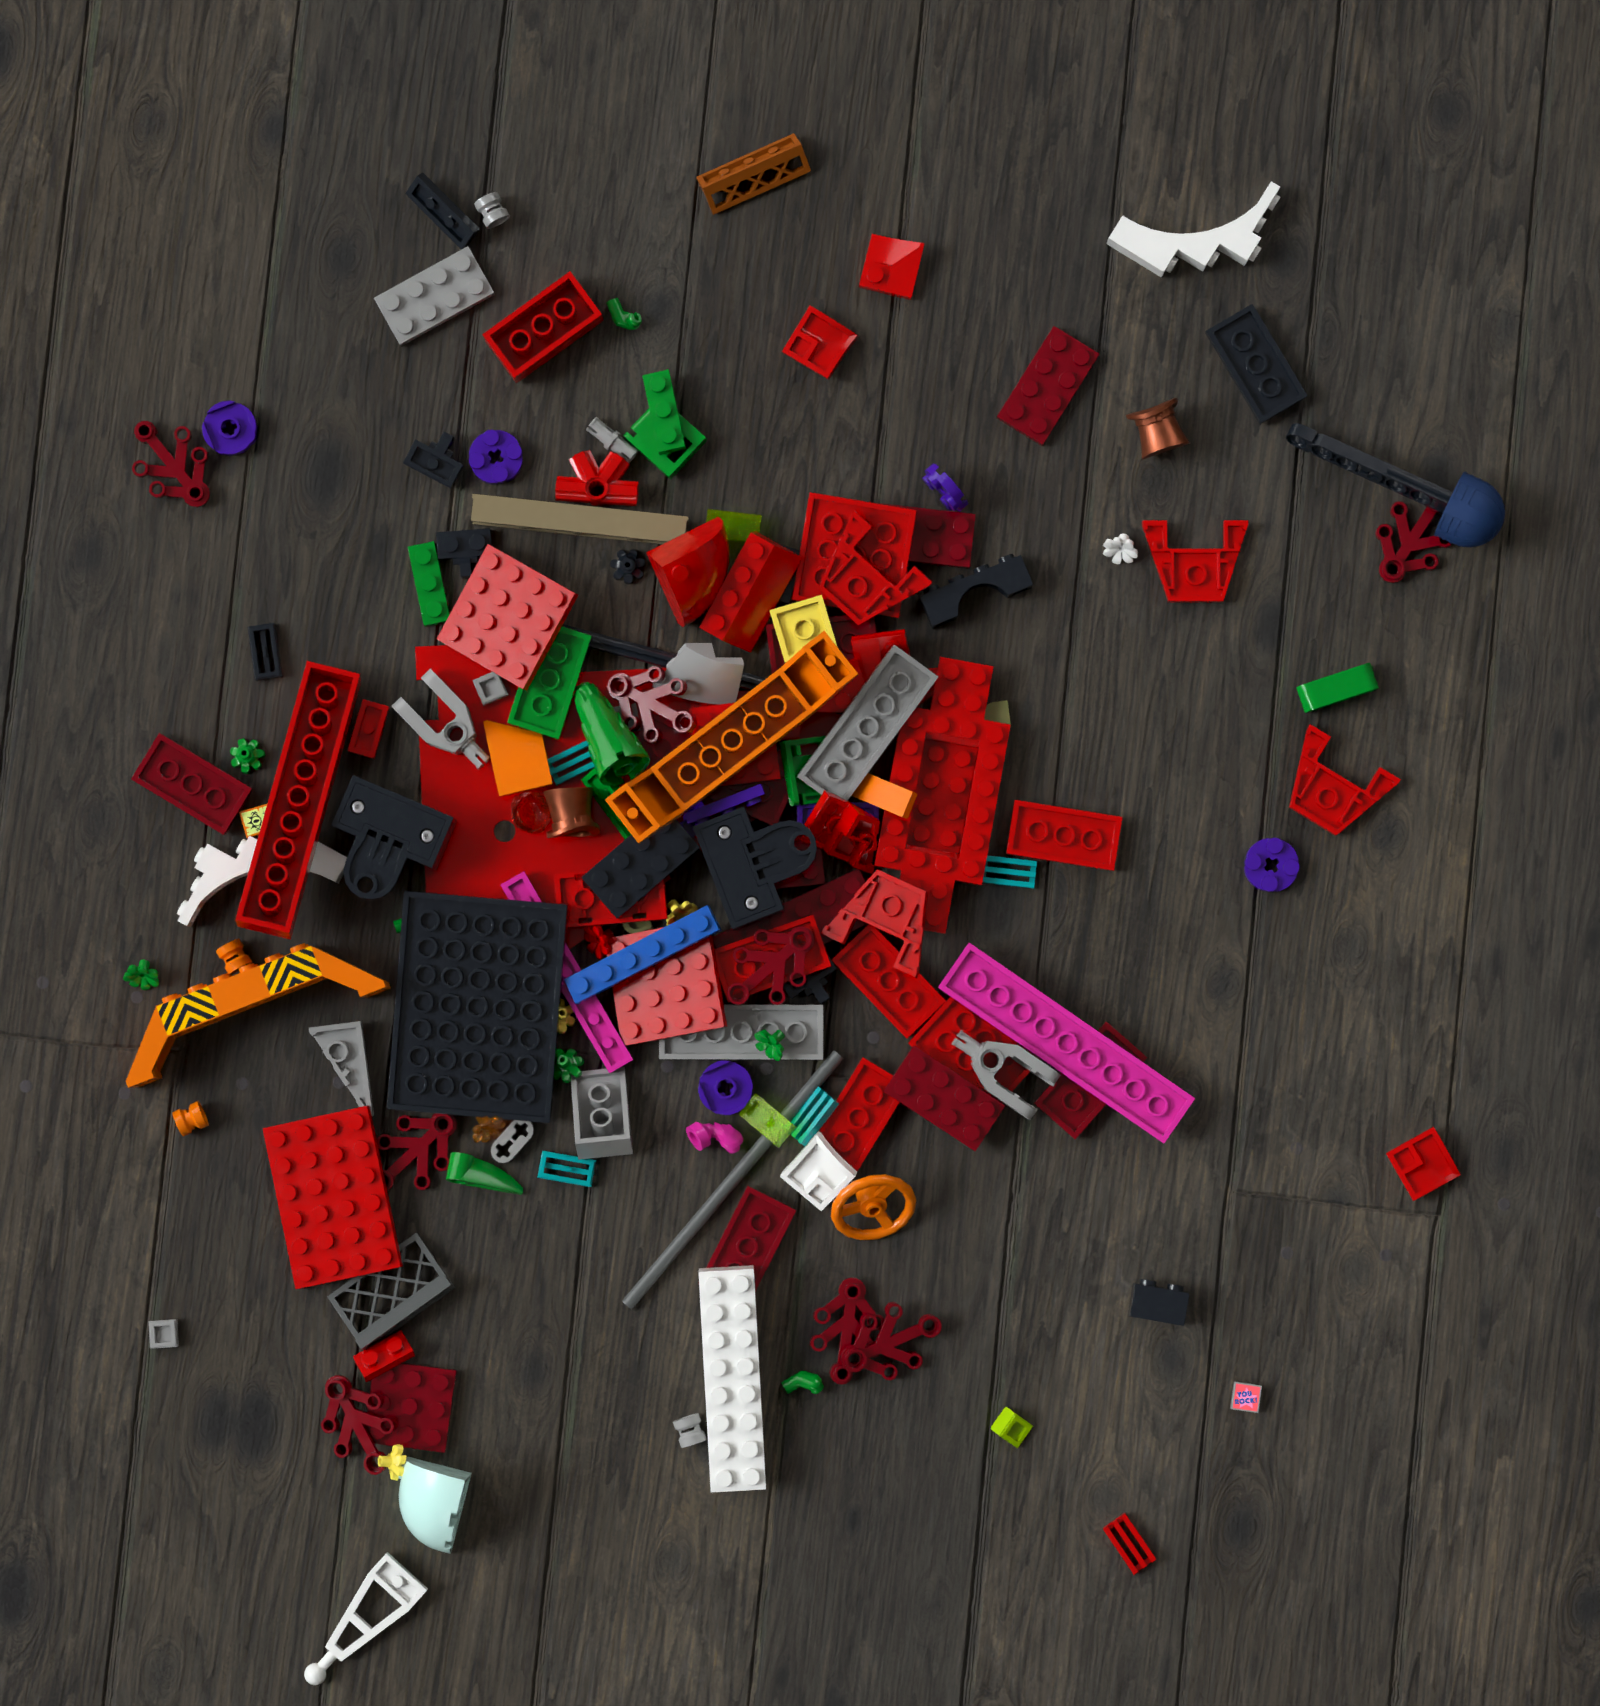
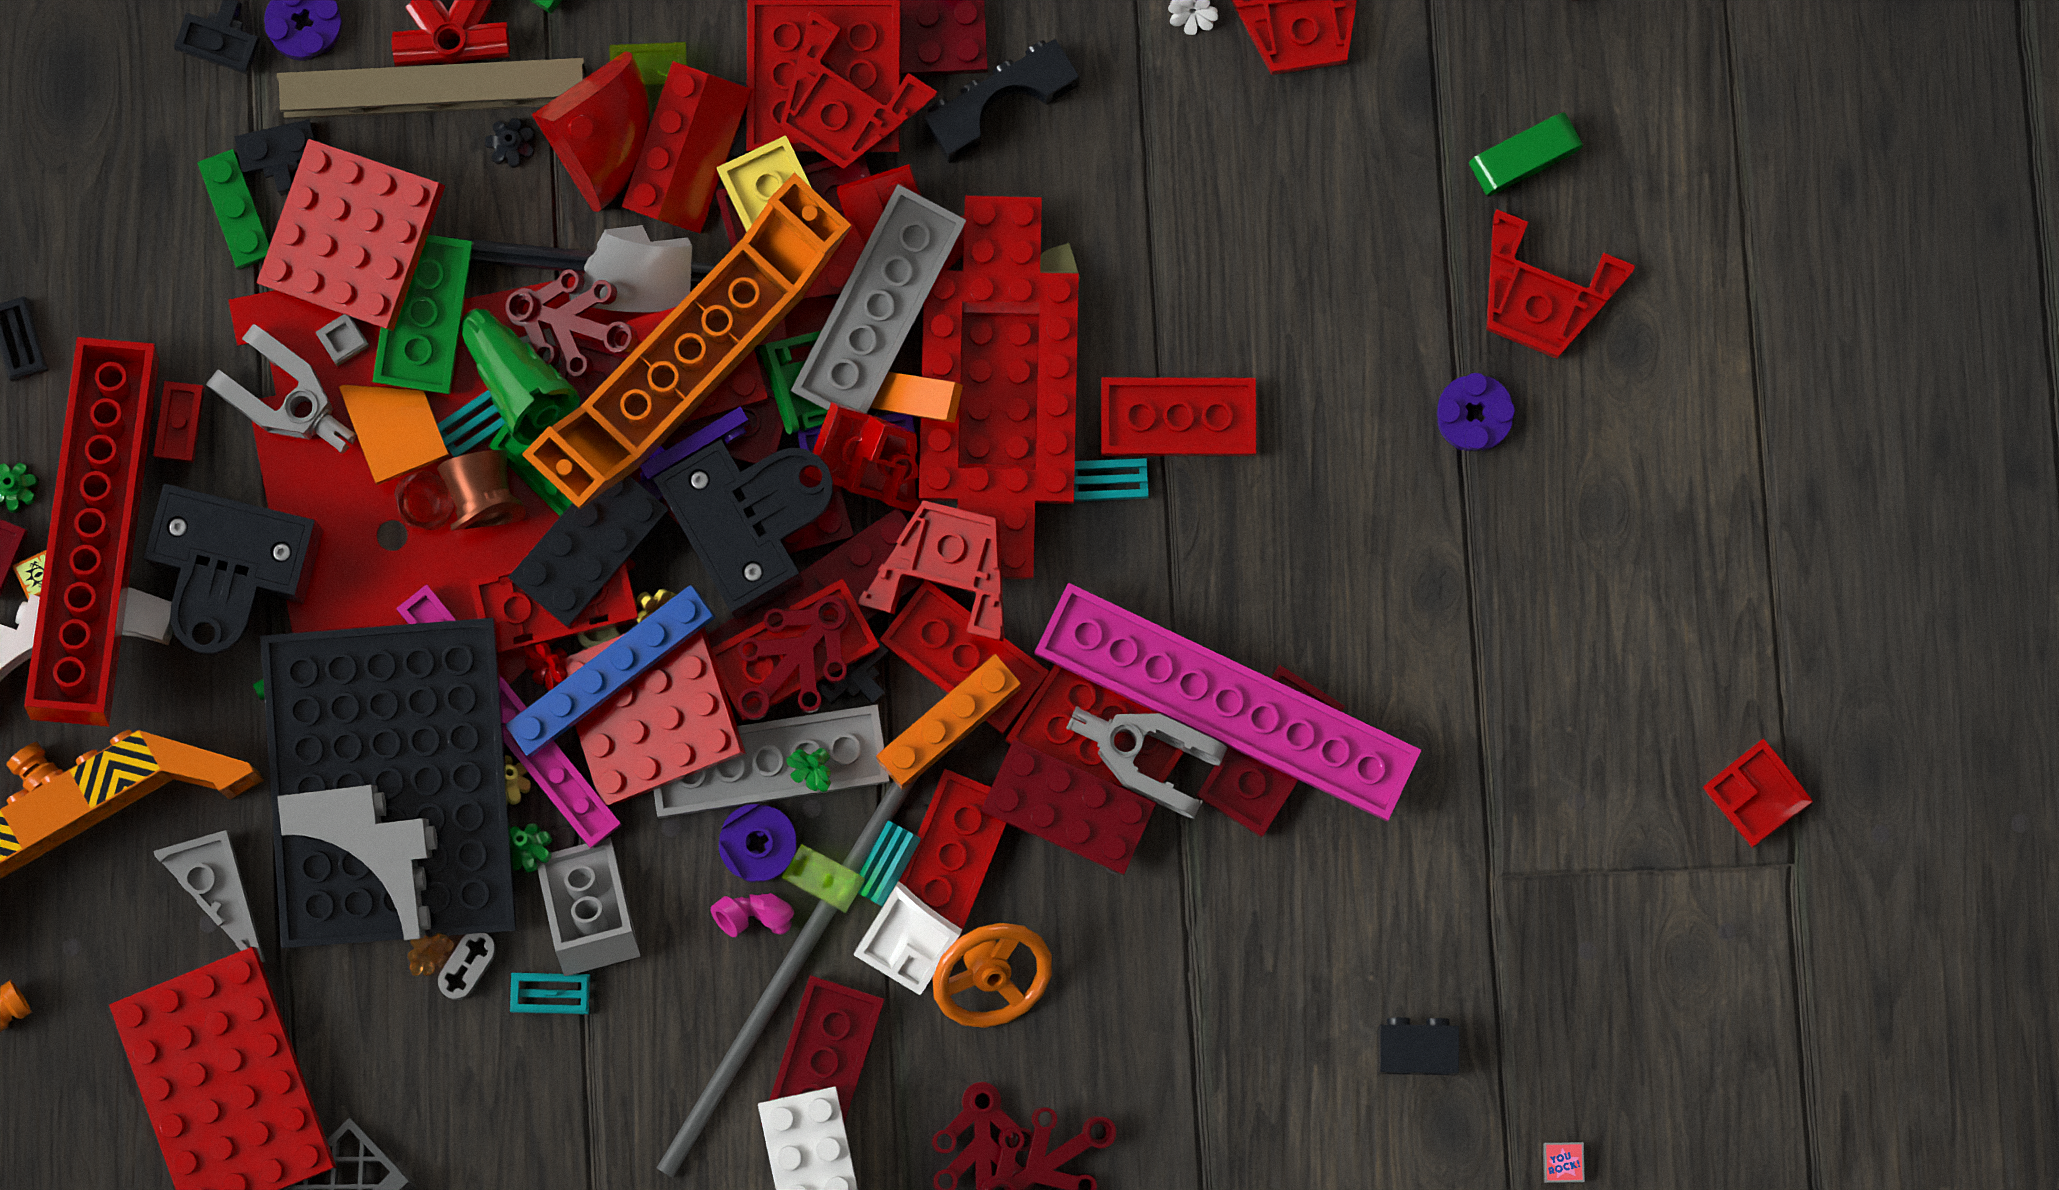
camera: 10 degrees left, 5 degrees down
(419, 1147) = (336, 995): dark red plant -> none
(472, 1055) = (389, 849): none -> light grey arch
(473, 1172) = (423, 1020): green piece -> none
(870, 1026) = (948, 722): none -> orange brick

